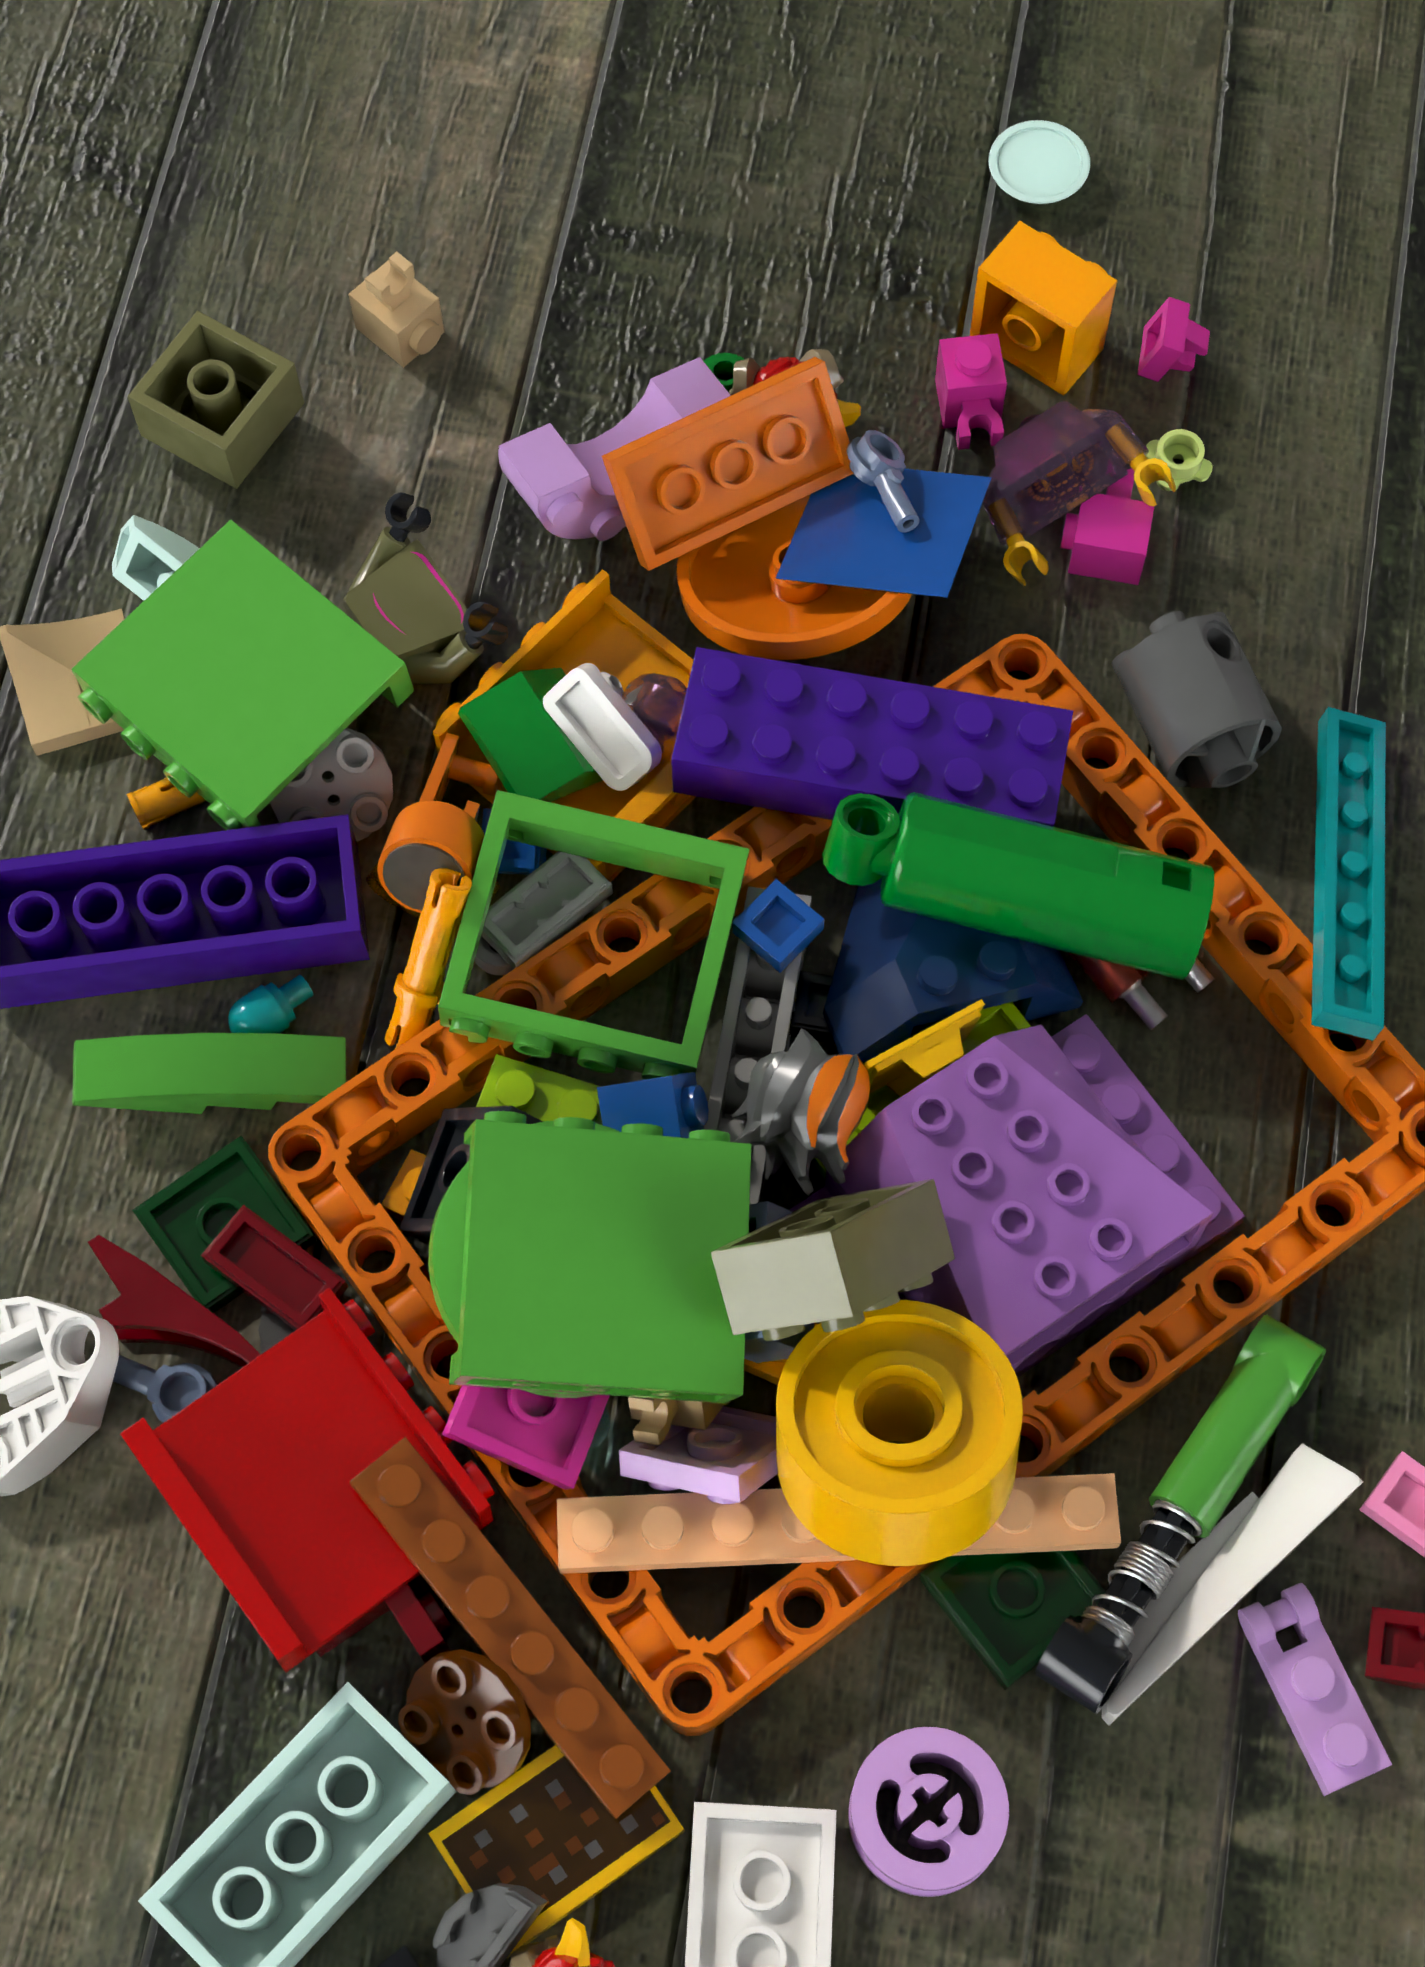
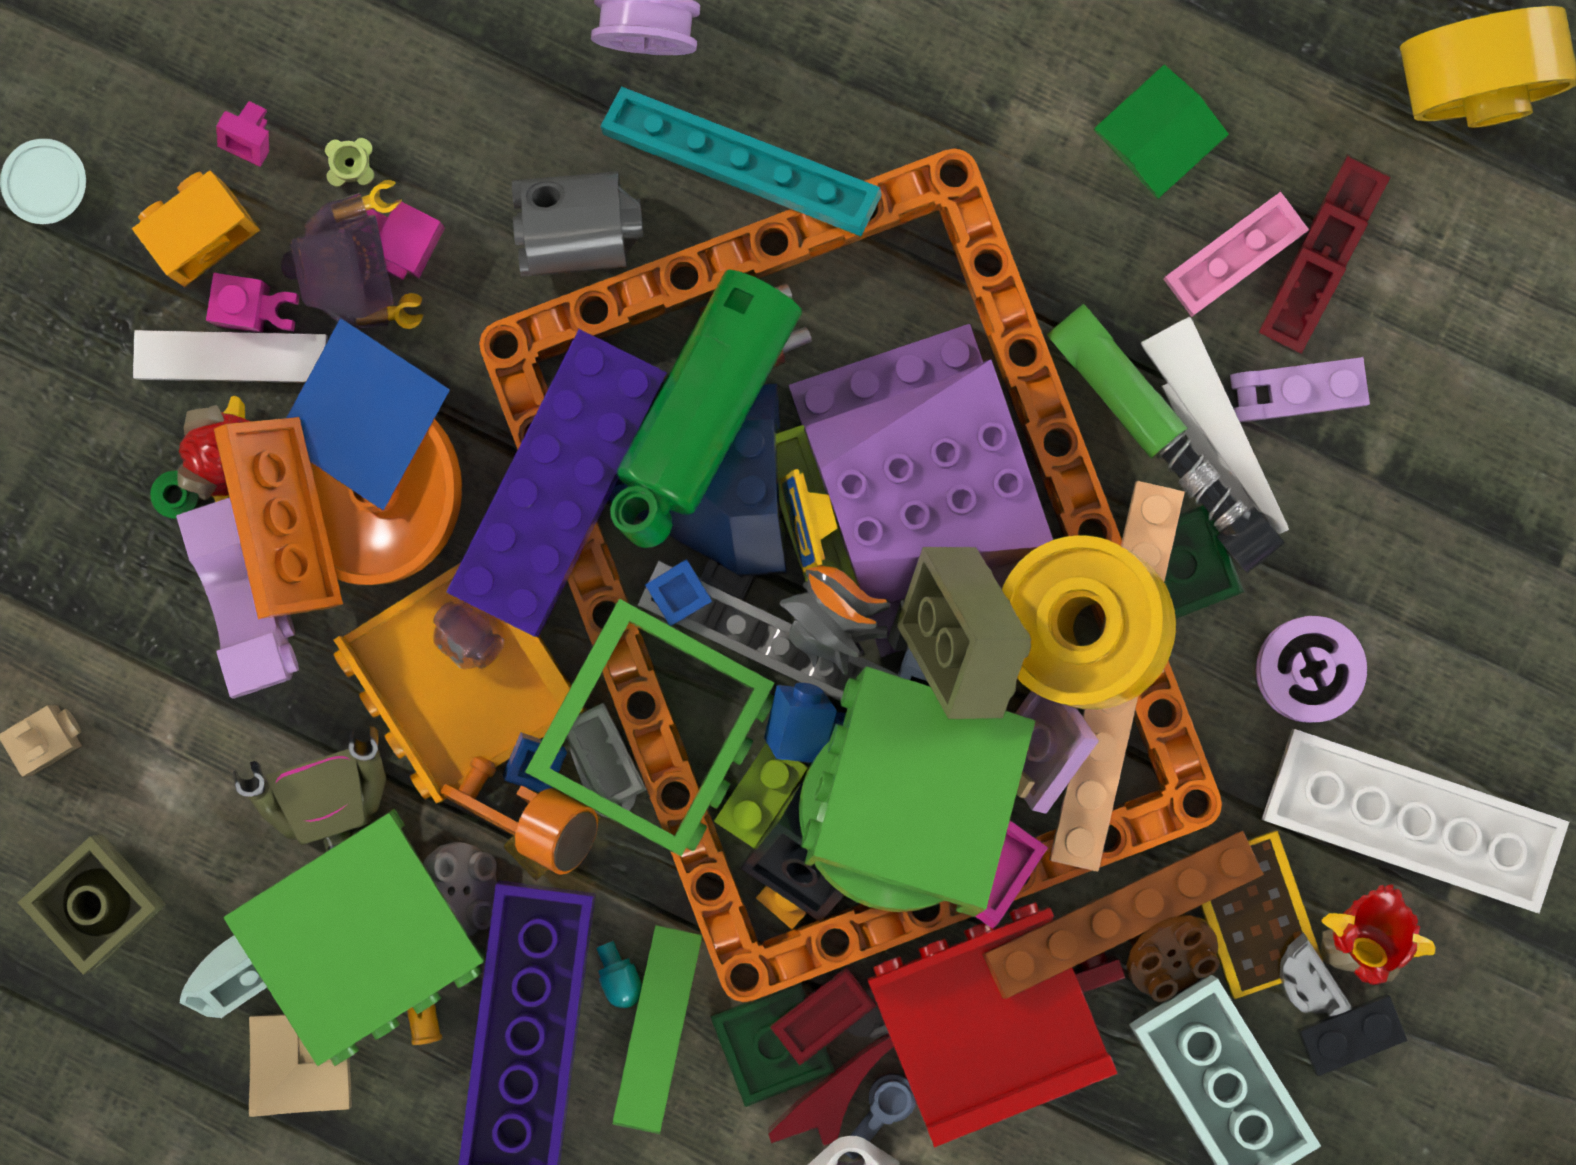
camera: 75 degrees left, 20 degrees up
(422, 982) = (640, 860): light orange pin -> none
(524, 740) = (462, 723): green slope -> none
(603, 726) = (473, 675): white piece -> none
(880, 463) = (305, 401): sand blue plate -> none
(901, 382) = (225, 356): none -> white tile

